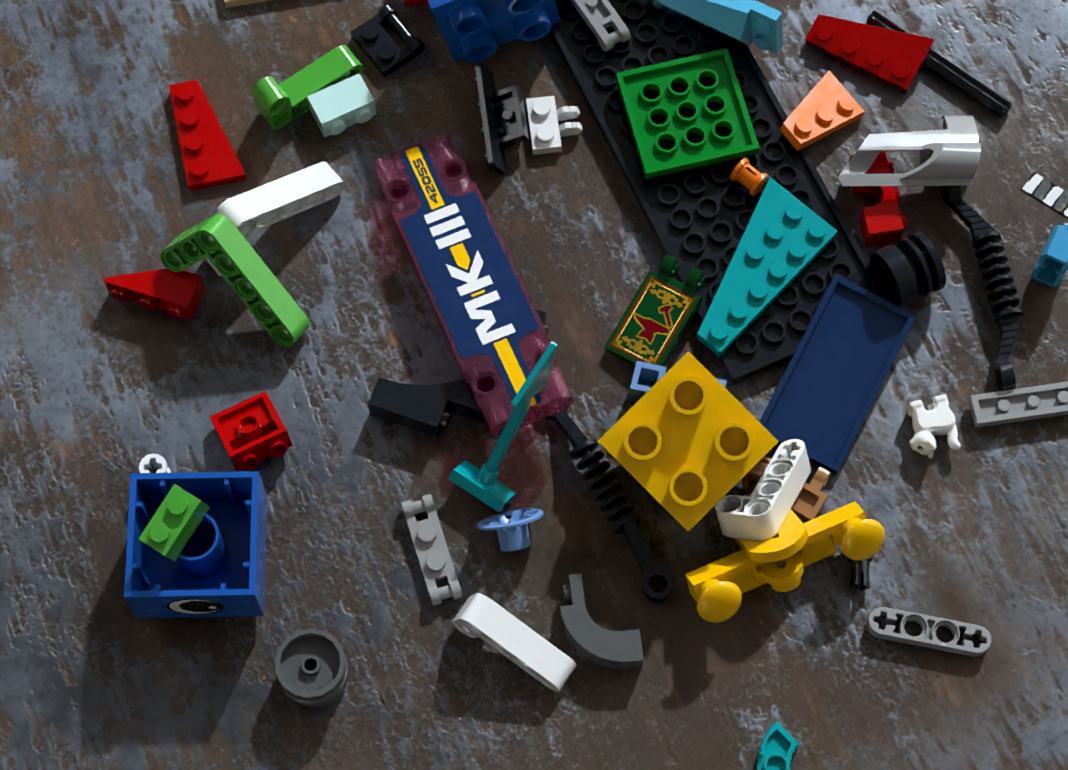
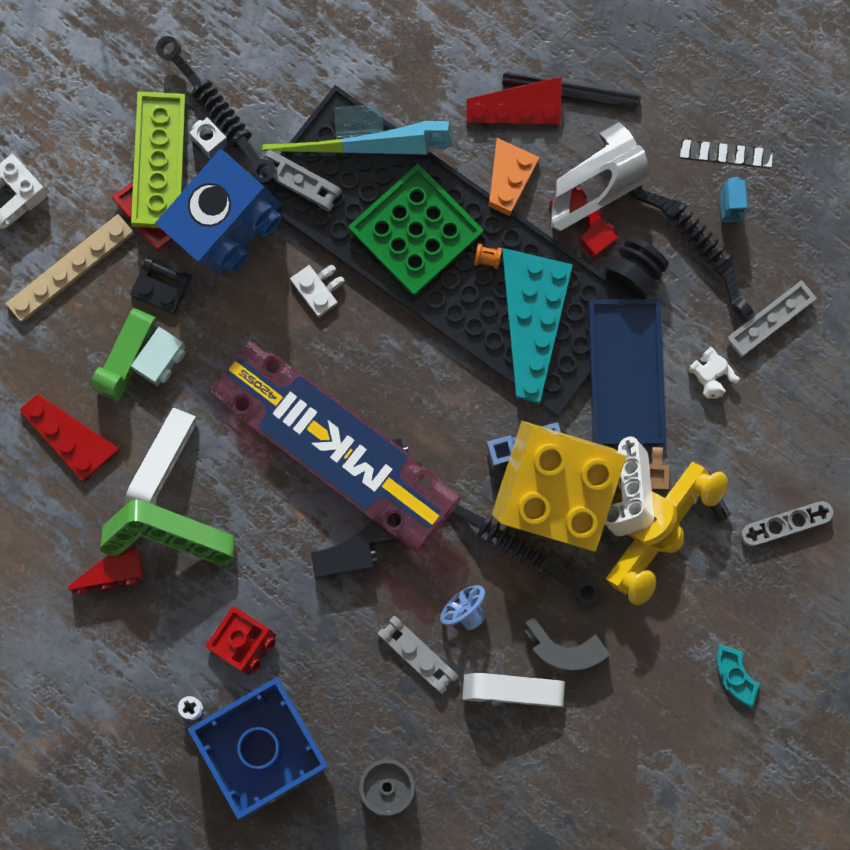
camera: 30 degrees left, 10 degrees up
(174, 522) = (243, 749): bright green brick -> none
(483, 482) = (428, 587): teal piece -> none
(501, 117) = (281, 302): black bracket -> none
(657, 315) = (479, 398): tile -> none

